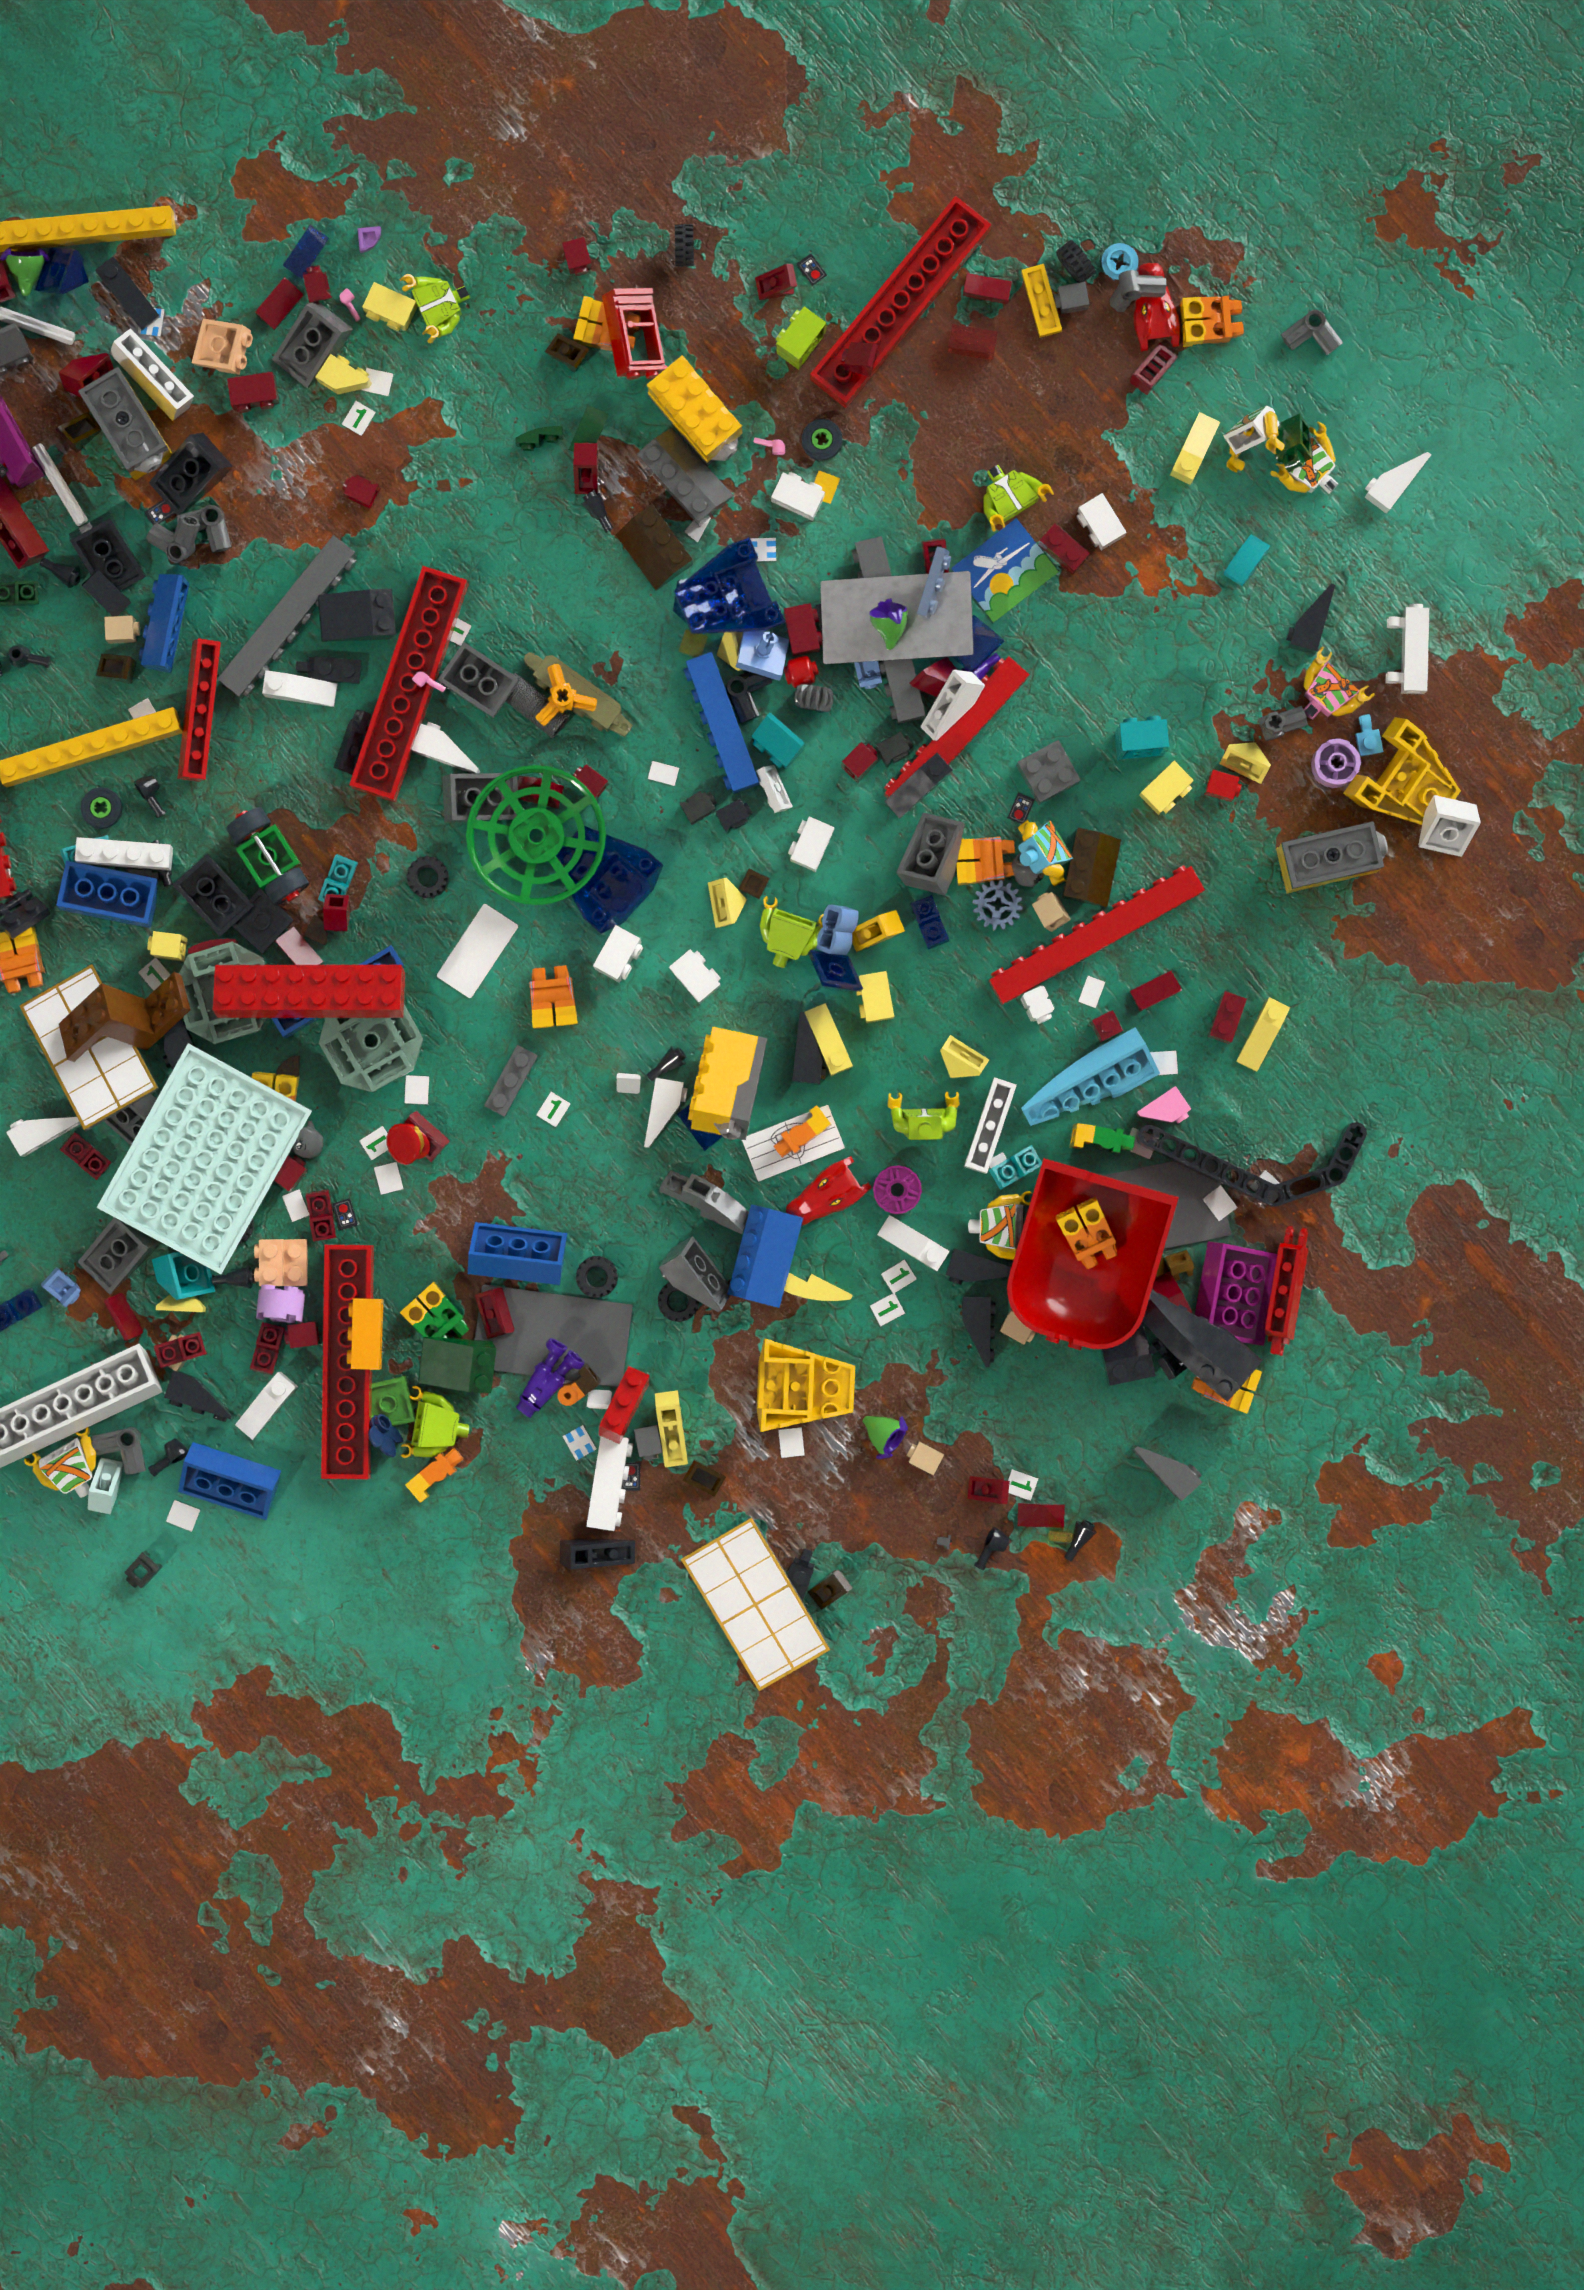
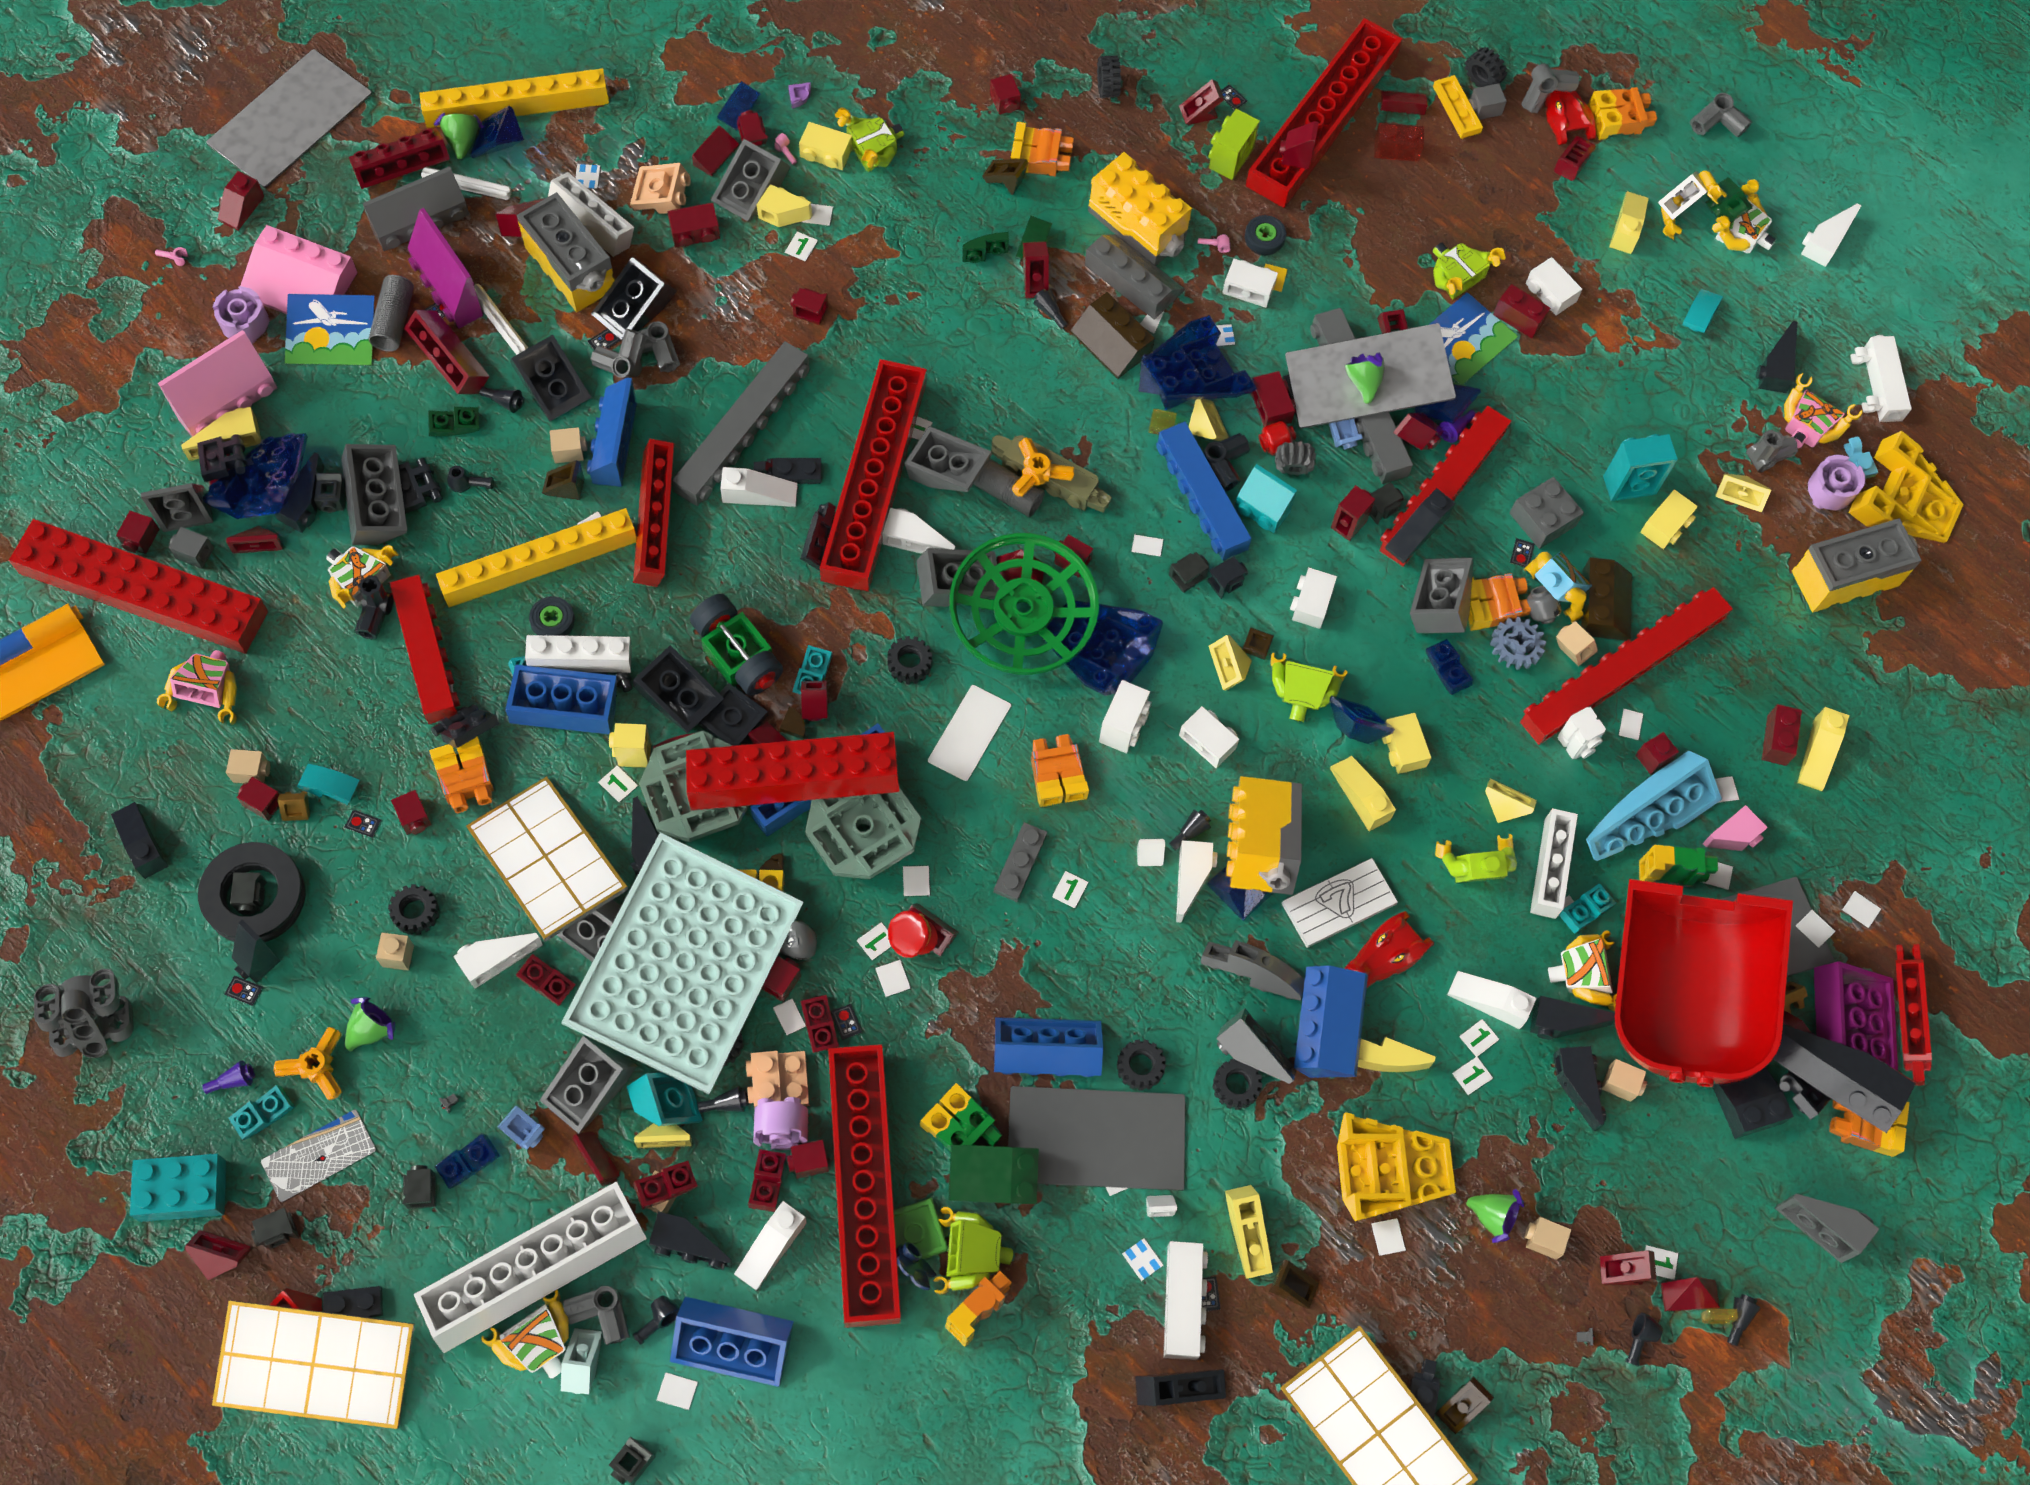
camera: 10 degrees left, 20 degrees down
(79, 431) = (516, 272): dark brown slope -> none
(106, 593) = (549, 411): black tile -> none
(124, 1016) = (585, 816): reddish brown bracket -> none
(127, 293) = (561, 148): black slope -> none
(147, 787) = (599, 595): black bar -> none
(357, 615) = (816, 412): black slope -> none
(366, 1334) = (885, 1143): light orange brick -> none
(422, 678) = (890, 458): bright pink hand -> none
(494, 1312) = (1028, 1116): dark red slope -> none
(545, 1382) = (1094, 1190): dark purple piece -> none
(574, 1391) = (1129, 1198): leg -> none
(624, 1405) = (1193, 1204): red brick -> none
(633, 300) = (1065, 172): red door -> none
(648, 1442) = (1224, 1248): dark grey brick -> none
(762, 654) = (1237, 419): medium blue tile -> none
(774, 788) = (1270, 555): white plate -> none
(802, 1134) = (1354, 882): orange hips -> none
(807, 1060) = (1343, 809): black slope -> none
(837, 929) = (1356, 674): medium blue brick -> none
(877, 930) = (1394, 677): yellow slope -> none
(911, 1186) = (1467, 926): magenta wheel -> none
(934, 583) = (1406, 334): sand blue plate -> none
(952, 703) = (1440, 448): white slope -> none
(1090, 1239) = (1685, 964): hips -> none
(1114, 252) = (1516, 68): medium azure gear -> none
(1155, 991) = (1699, 717): dark red slope -> none
(1223, 786) = (1725, 513): red brick -> none
(1244, 1176) = (1733, 864): black beam -> none
(1448, 825) = (1964, 533): white slope -> none

